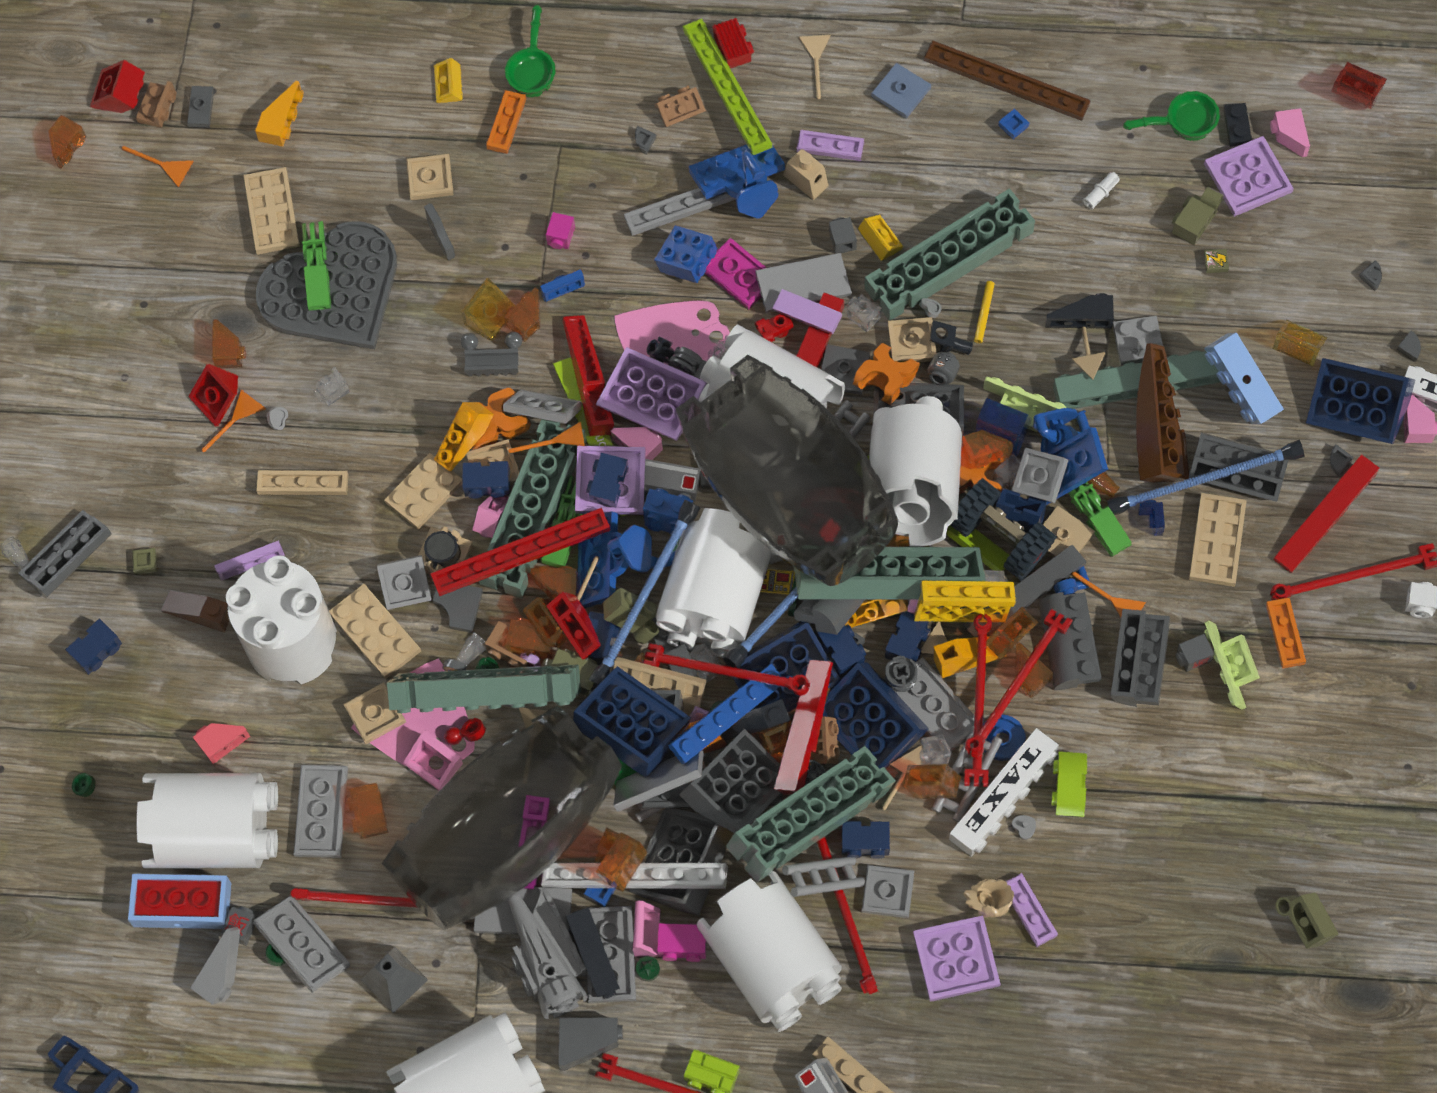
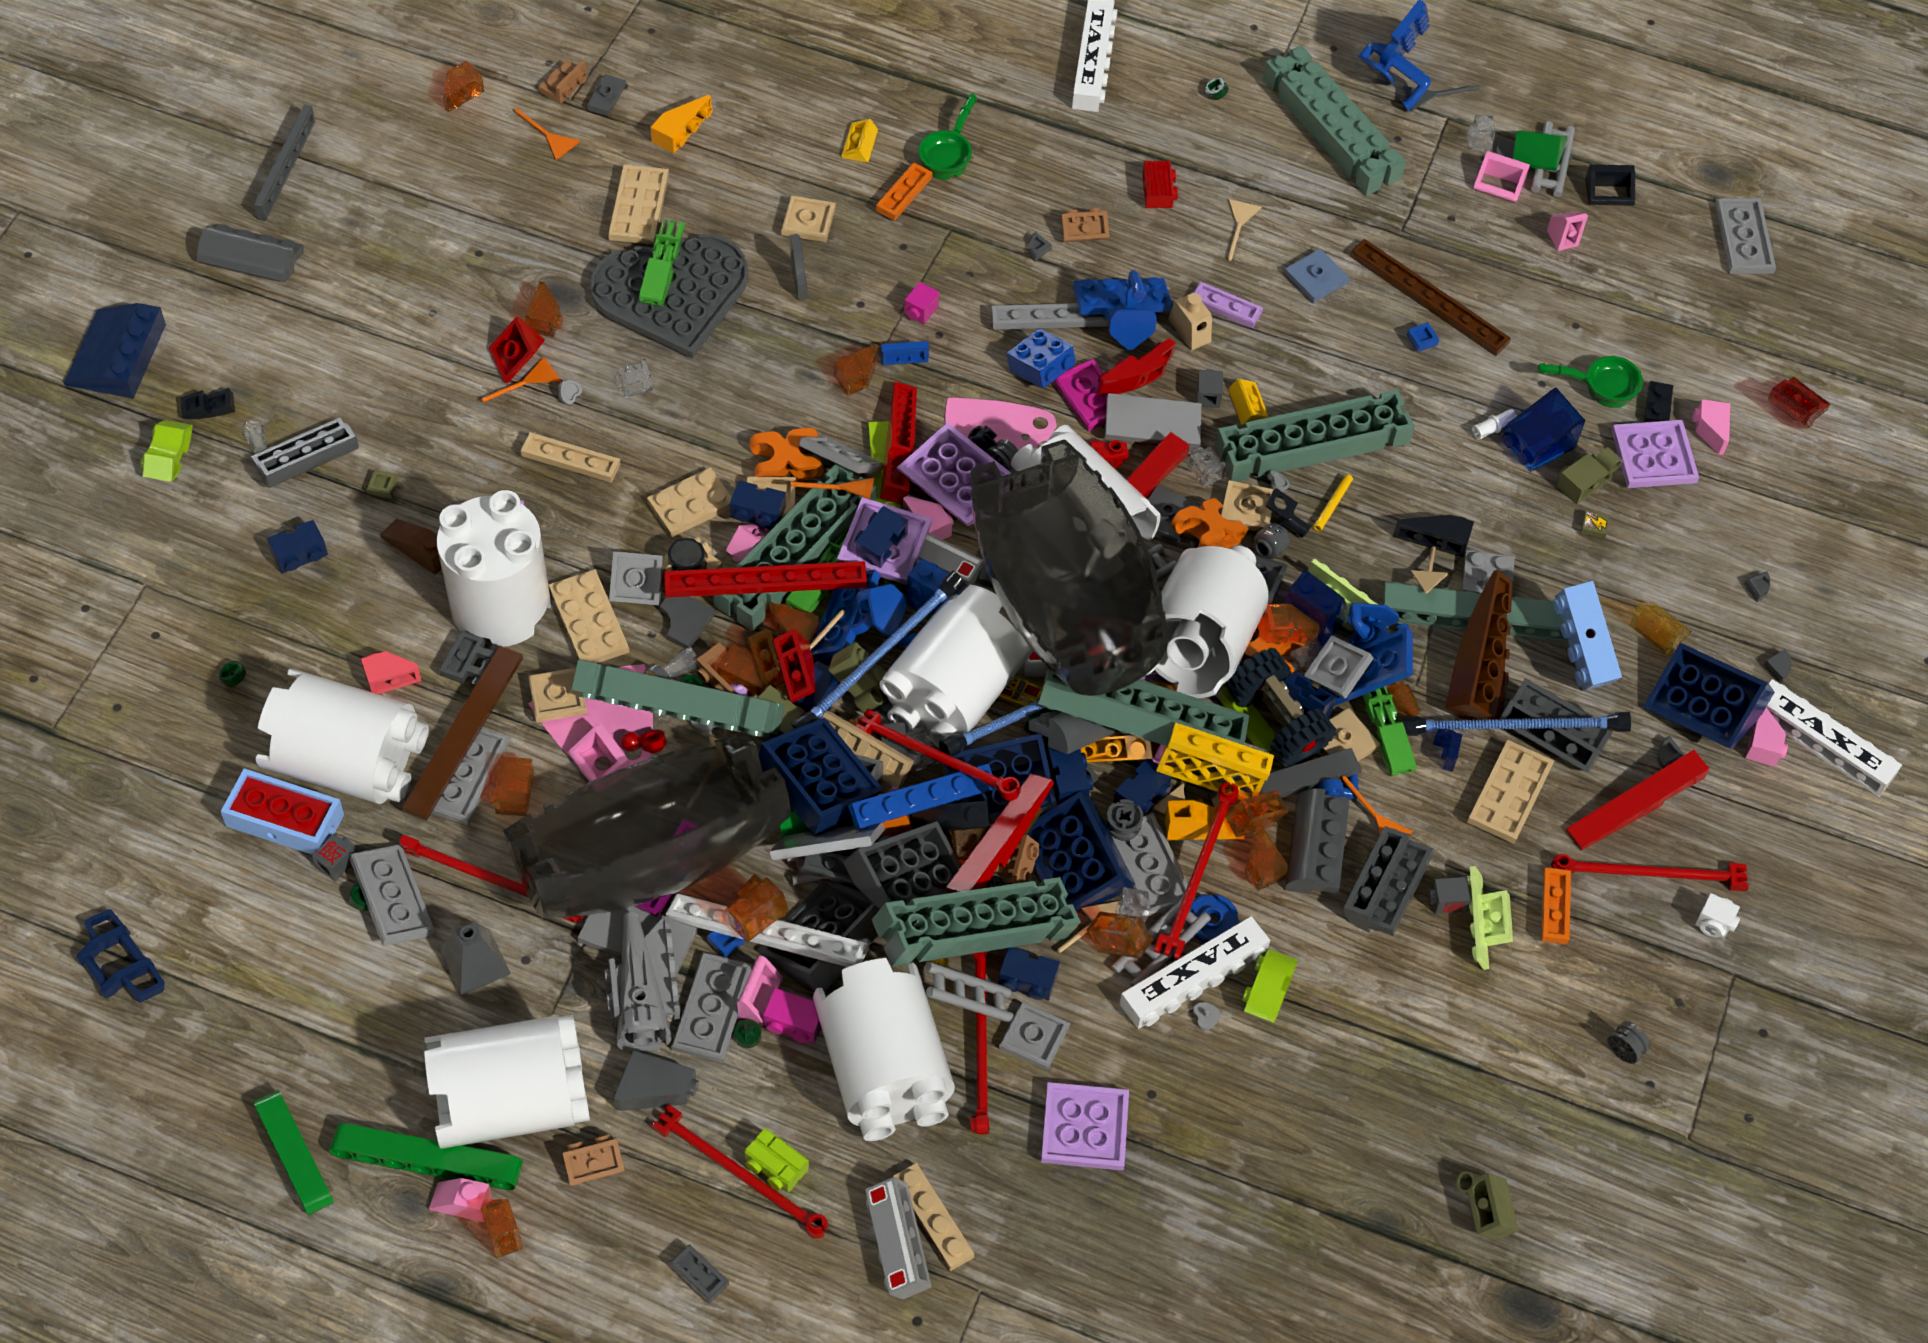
camera: 10 degrees right, 10 degrees down
(118, 87) = (533, 55): red slope -> none
(219, 970) = (296, 890): light grey slope -> none
(278, 705) = (464, 655): none -> dark grey plate
(306, 776) = (462, 733): none -> reddish brown tile
(463, 433) = (752, 453): light orange slope -> none
(486, 310) = (817, 351): clear yellow slope -> none
(491, 360) = (806, 400): dark grey gear -> none
(592, 953) = (693, 993): black slope -> none
(727, 87) = (1139, 221): lime tile -> none
(774, 241) = (1134, 372): none -> red slope
(807, 311) = (1147, 444): lavender tile -> none
(990, 897) = (1143, 1073): tan hair -> none
(1031, 911) = (1182, 1102): lavender tile -> none
(1054, 626) = (1305, 818): red hinge -> none
(1147, 186) = (1544, 430): none -> clear blue slope
(1381, 738) = (1628, 1042): none -> dark grey wheel

